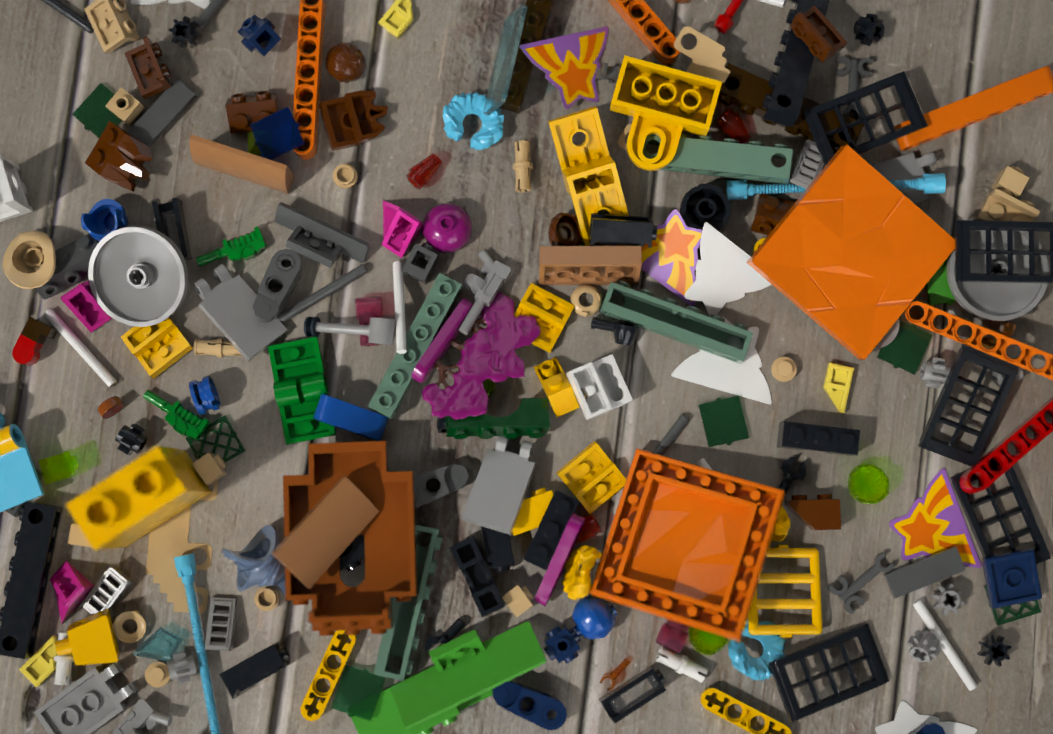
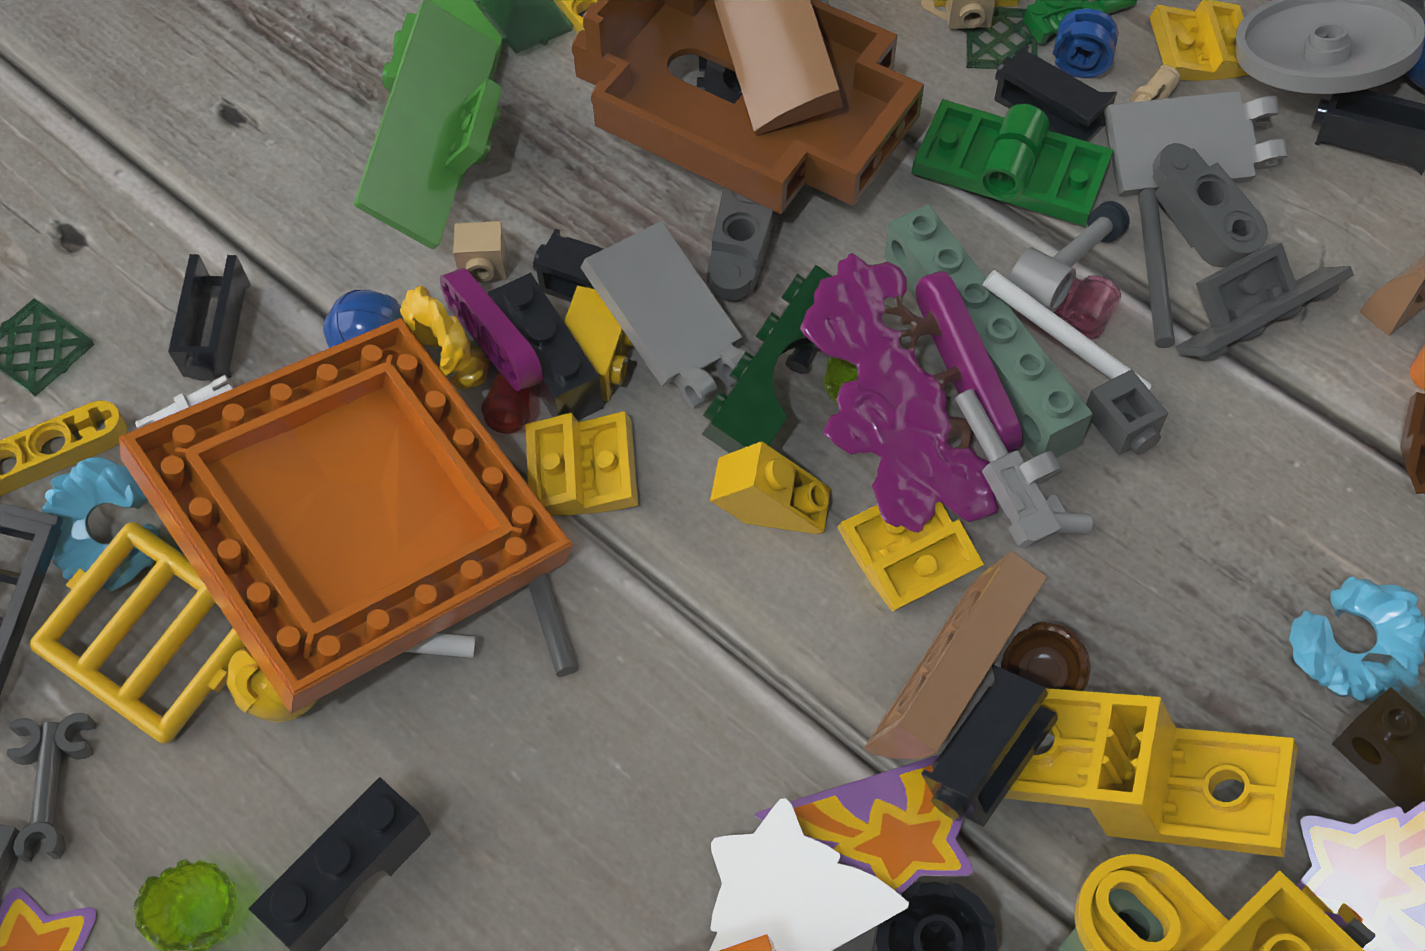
camera: 125 degrees right, 25 degrees down
(241, 247) = (1299, 198): green piece -> none
(249, 394) = (1067, 102): none -> black window
(345, 176) = (1352, 396): tan plate -> none
(350, 418) = (929, 177): blue beam -> none
(399, 229) = (1209, 425): dark pink slope -> none
(407, 615) = (567, 109): sand green piece -> none
(423, 172) = (1297, 512): clear red cone -> none
(446, 636) = (507, 146): black bar -> none
(447, 228) = (1167, 492): magenta cylinder -> none
(478, 576) = (530, 217): black arch -> none
(511, 694) = (314, 186): dark blue piece -> none
(522, 166) = (1220, 677): tan pin -> none
(559, 634) = (365, 262): dark blue brick -> none
(590, 310) = (886, 658): tan piece -> none
(601, 386) = (706, 512): white piece -> none
(615, 673) = (262, 313): clear orange hand -> none
(623, 333) = (794, 659): black bar -> none
(676, 322) = (742, 759): sand green piece -> none
(723, 421) = (509, 733): clear green piece -> none
(726, 375) = (605, 816): white sticker -> none
(783, 369) = (518, 903): tan plate -> none
(788, 478) = (321, 777): black bar -> none
(816, 514) = (222, 775): reddish brown slope -> none

